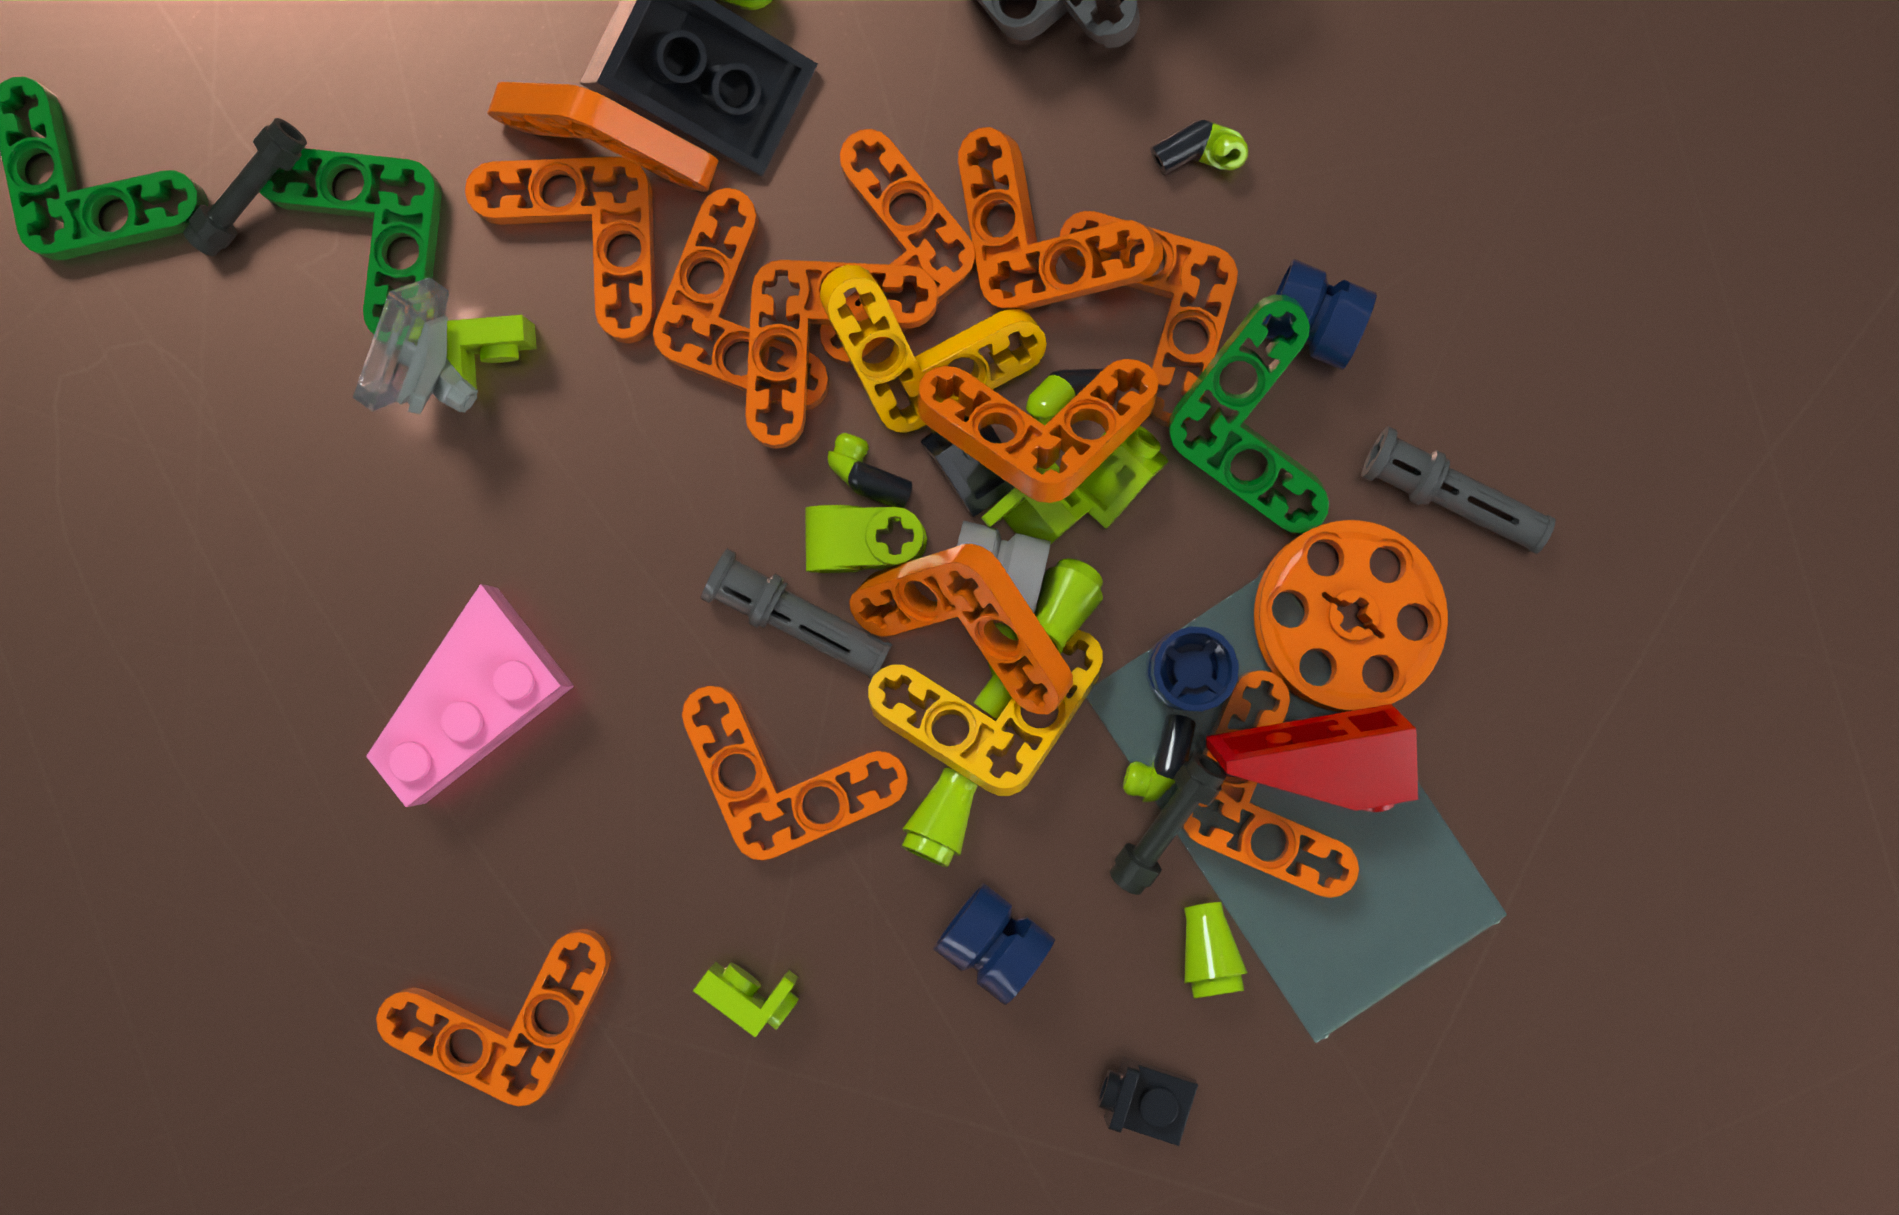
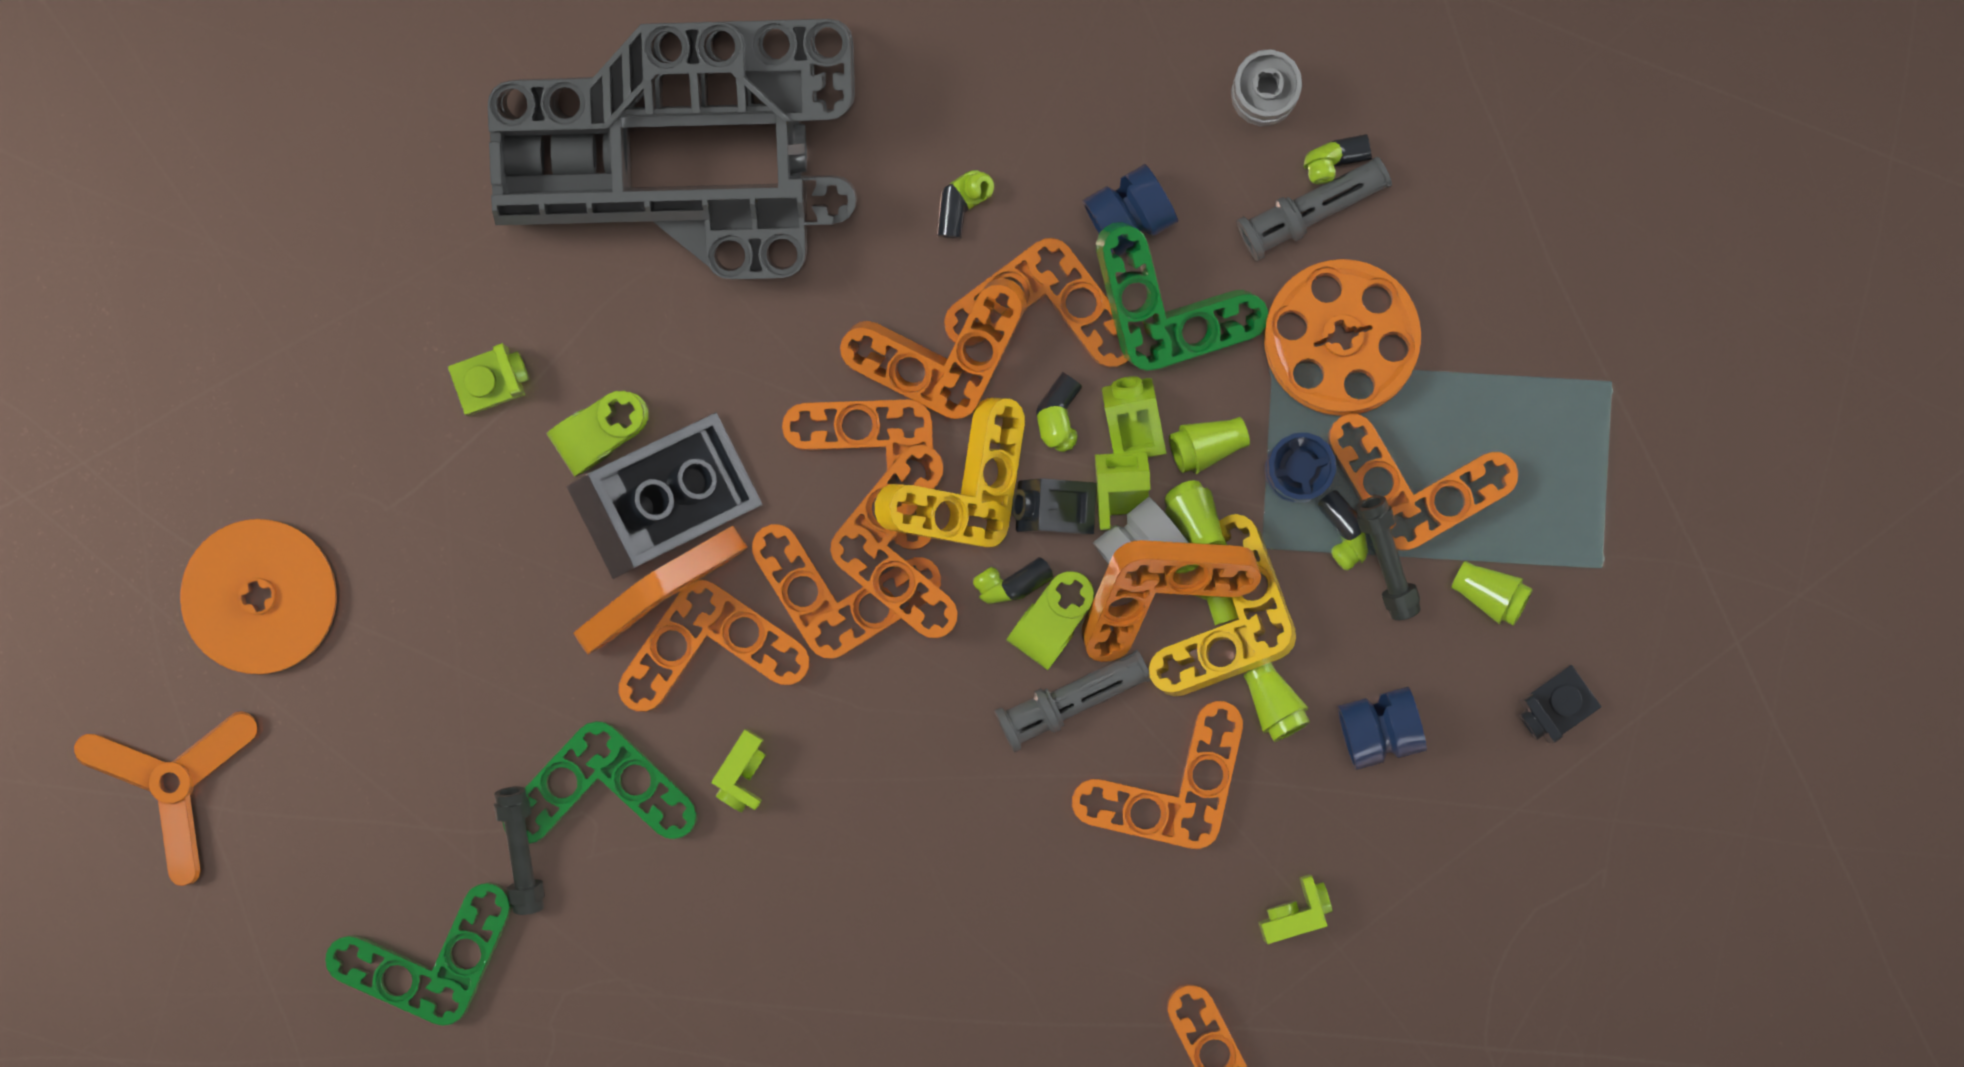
camera: 50 degrees left, 0 degrees up
(410, 353) = (721, 820): clear piece -> none
(467, 700) = (968, 950): bright pink wedge -> none
(1034, 442) = (1079, 460): orange beam -> none
(1146, 561) = (1206, 443): none -> lime cone
(1342, 758) = (1428, 416): red slope -> none
(1512, 468) = (1323, 160): none -> arm
(1542, 355) = (1266, 87): none -> light grey wheel

